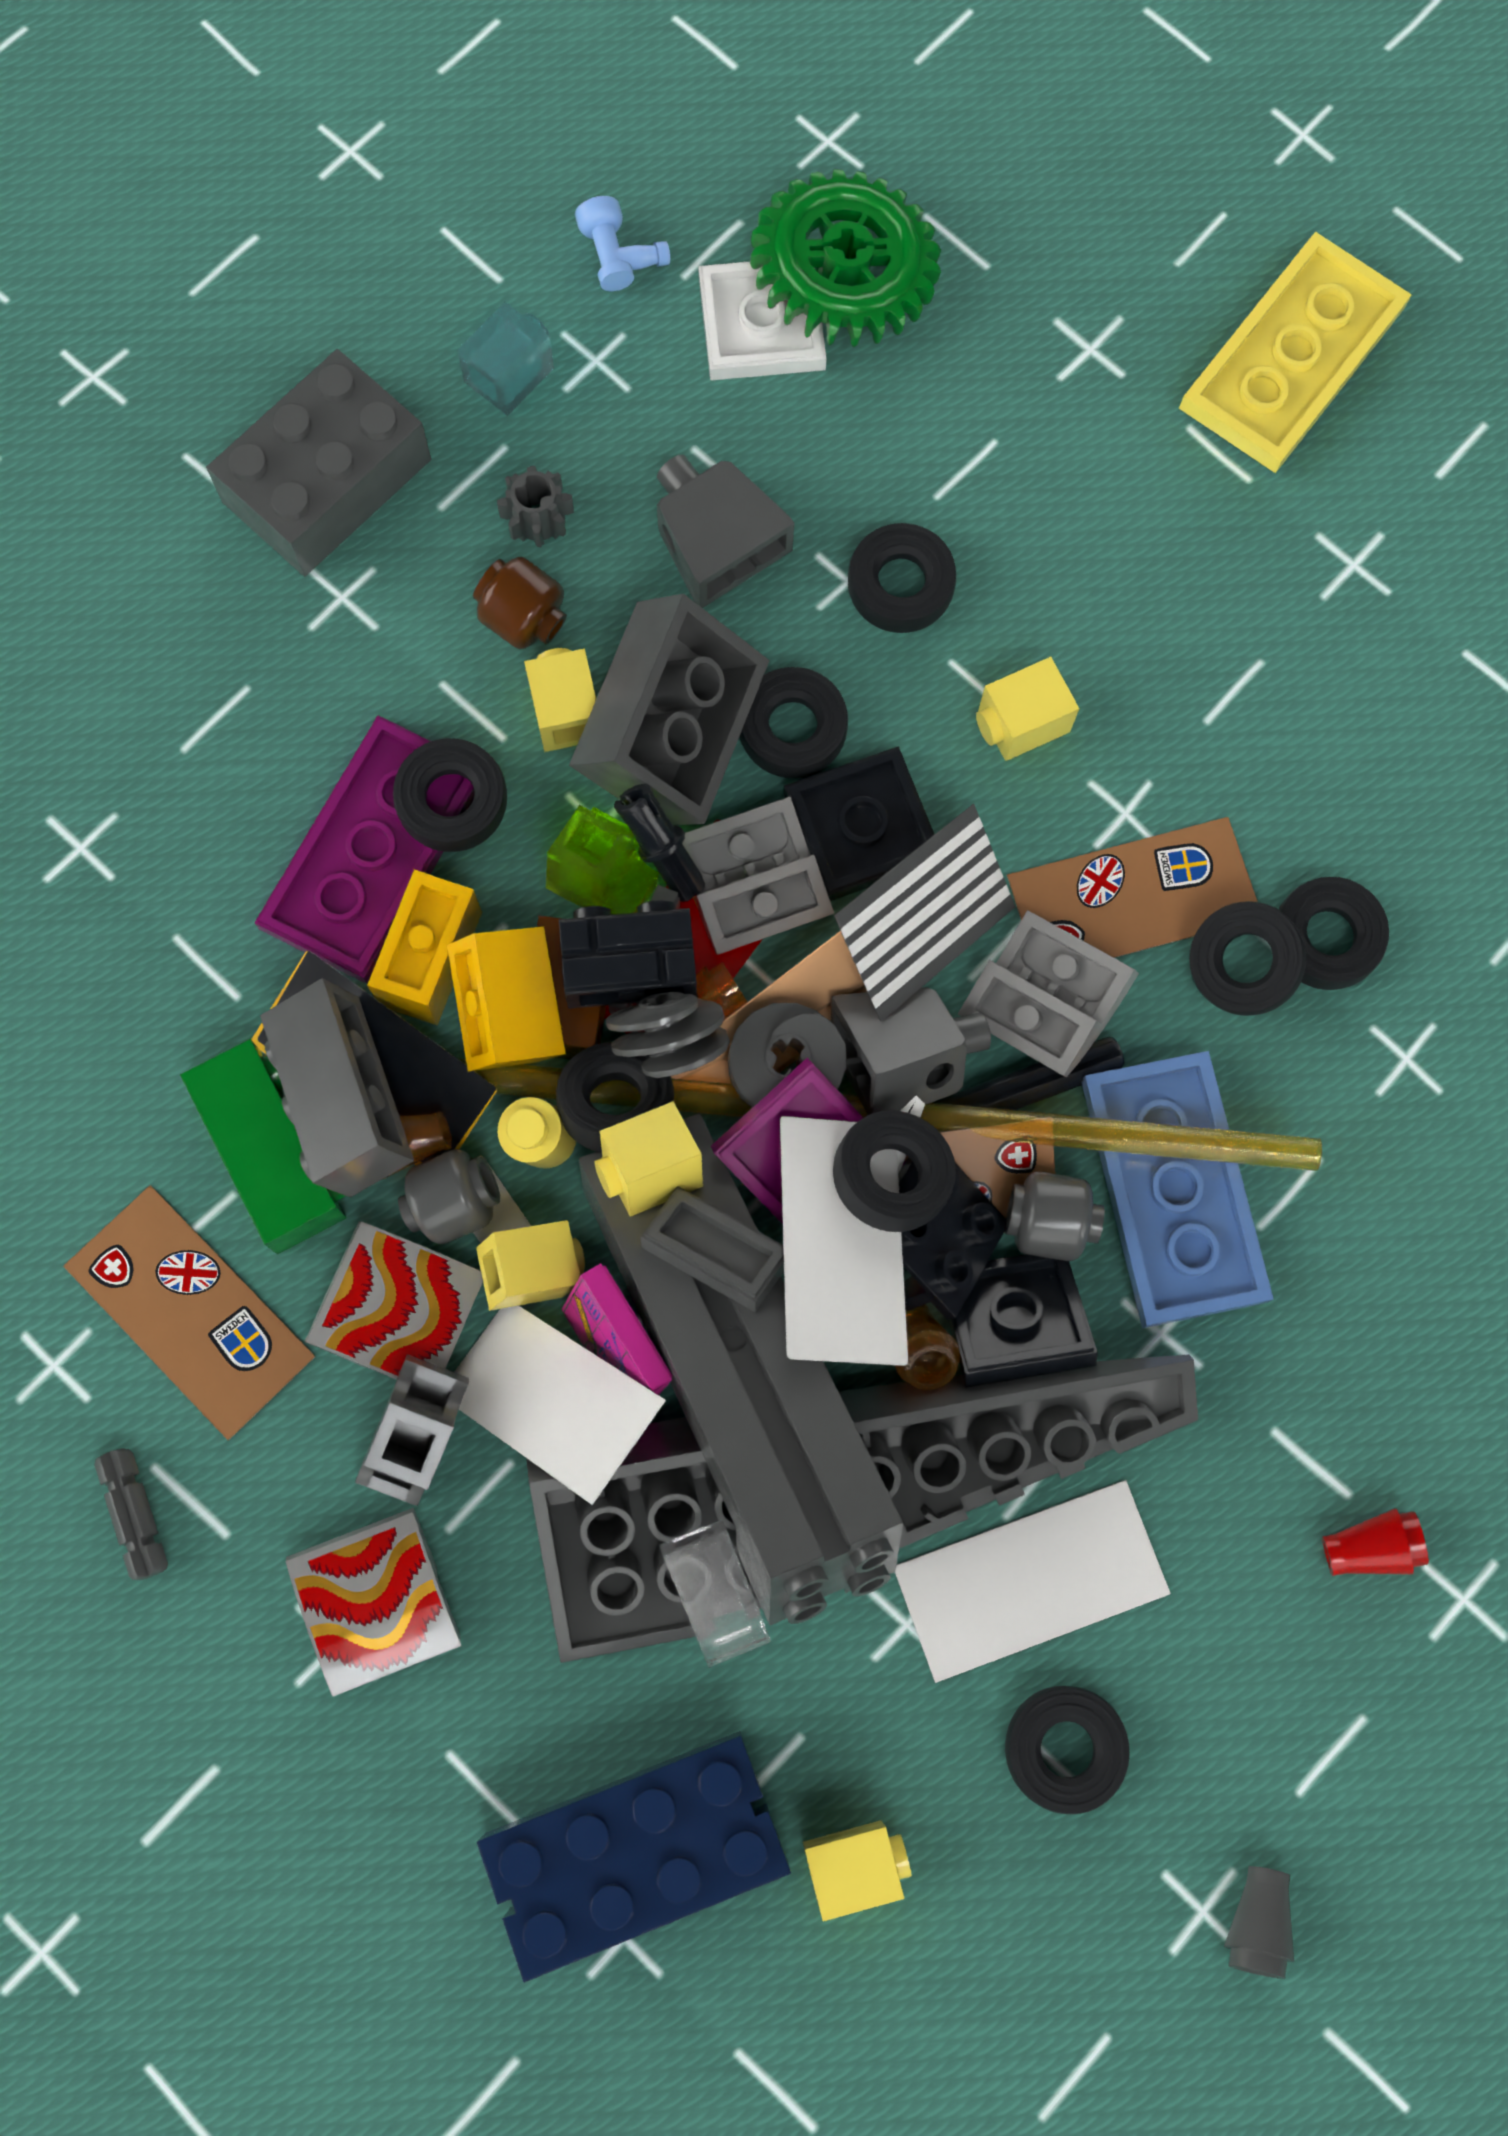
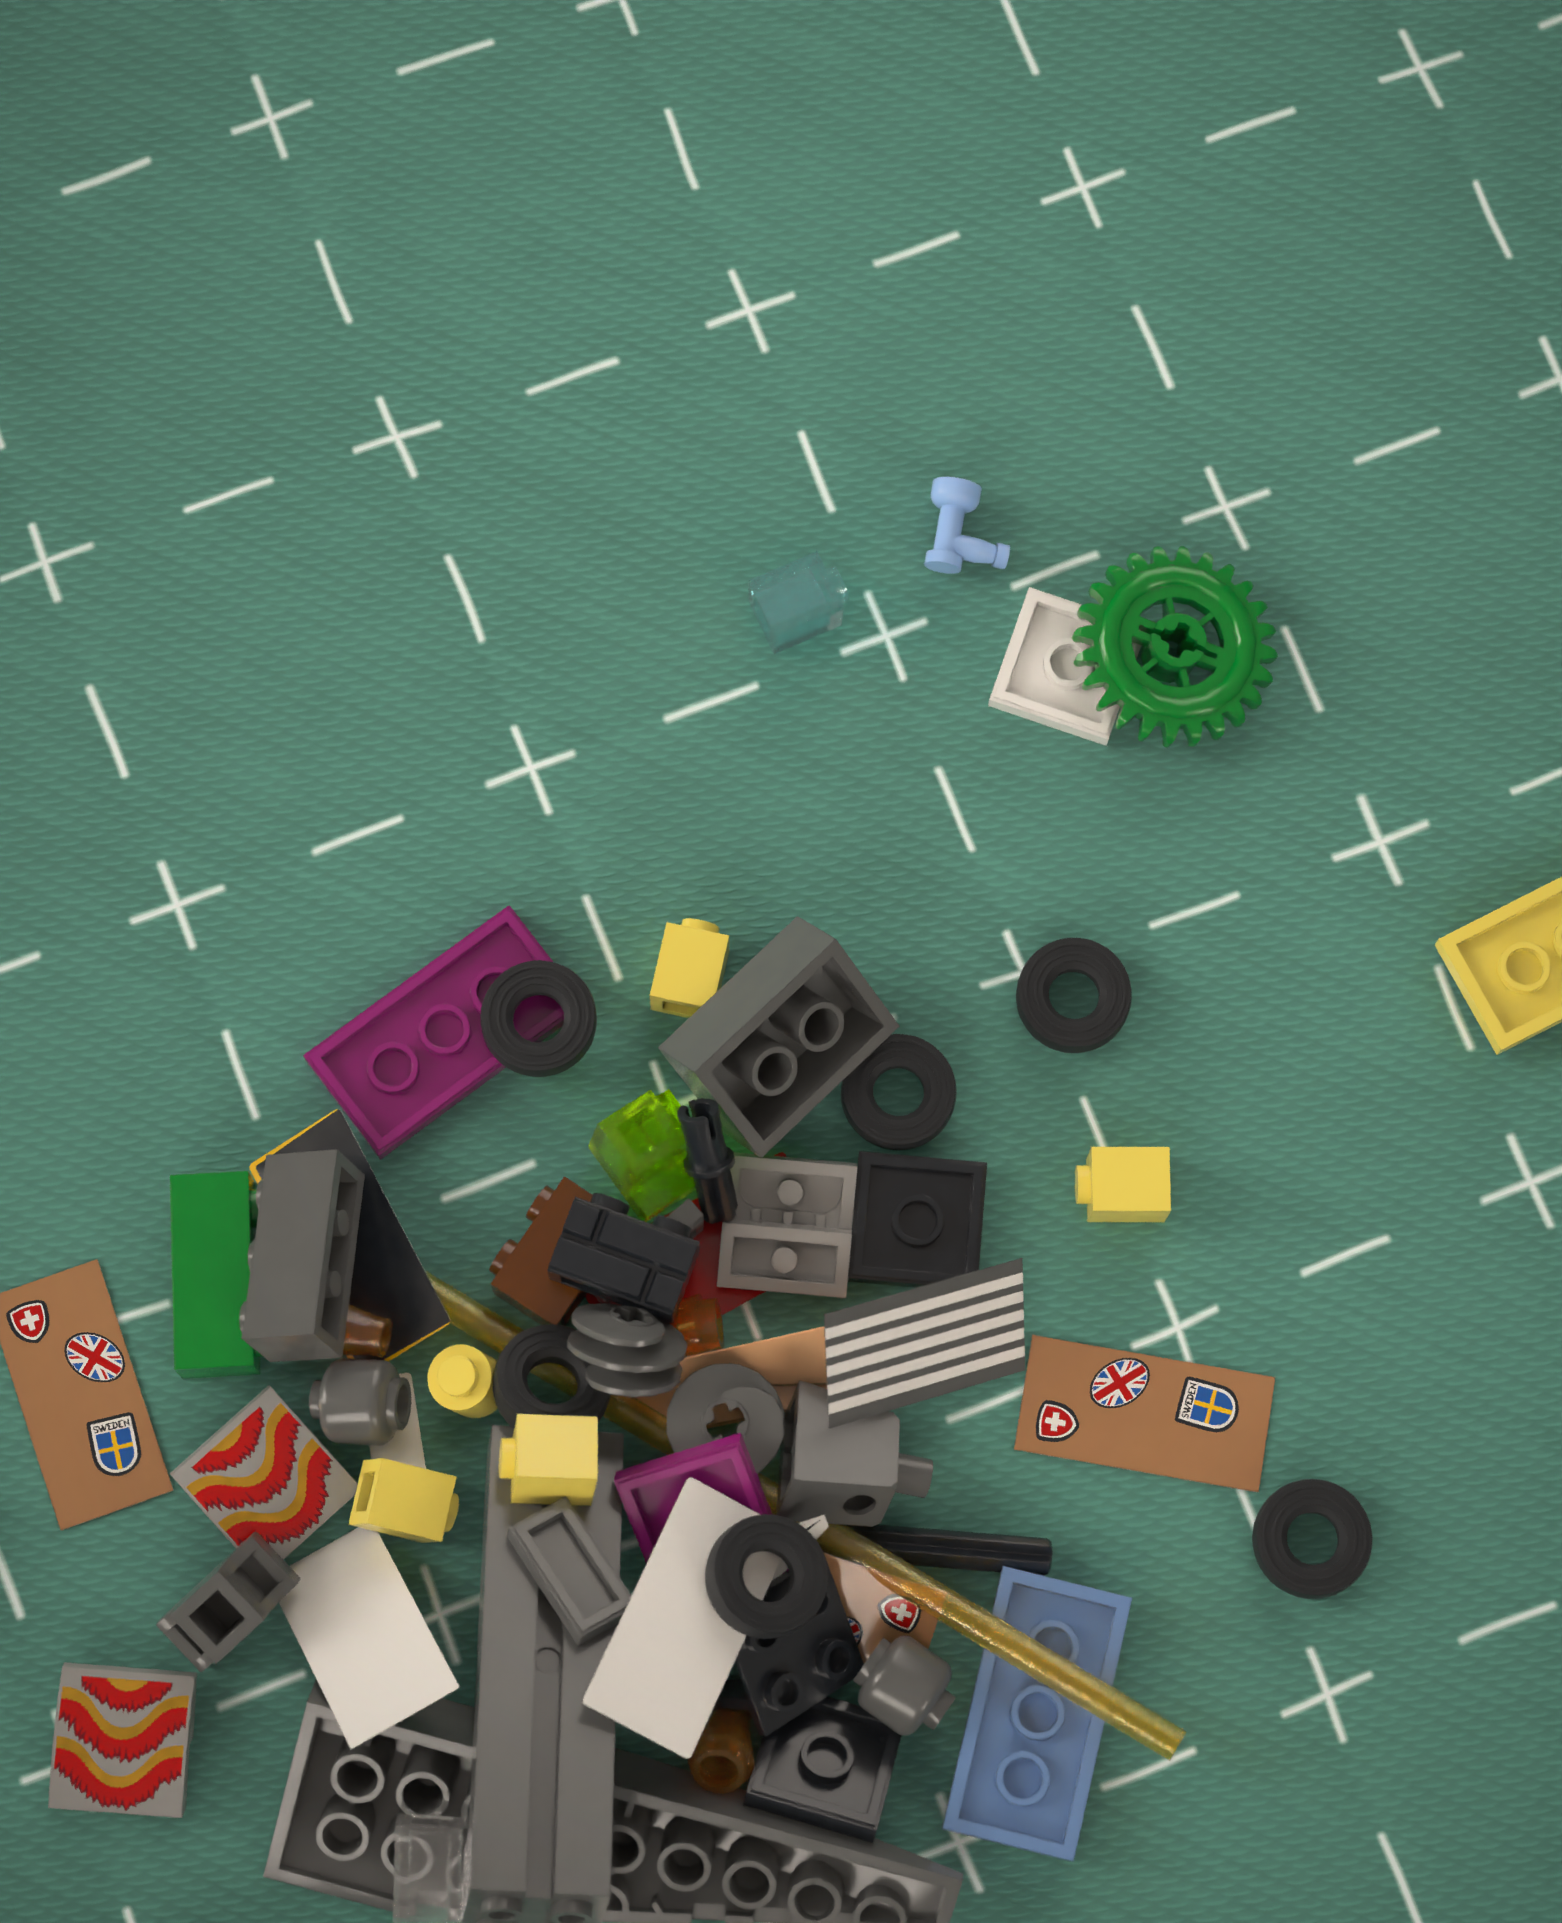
camera: 25 degrees right, 0 degrees up
(320, 462) = (569, 630): dark grey brick -> none
(414, 961) = (448, 1155): yellow panel -> none
(505, 998) = (495, 1244): yellow panel -> none
(520, 602) = (692, 858): reddish brown head -> none
(535, 489) = (743, 752): dark grey gear -> none
(613, 1330) = (448, 1601): dark pink tile -> none
(718, 527) = (918, 865): dark grey torso -> none
(1049, 993) = (1009, 1471): light grey slope -> none
(1244, 919) = (1175, 1520): black tyre -> none

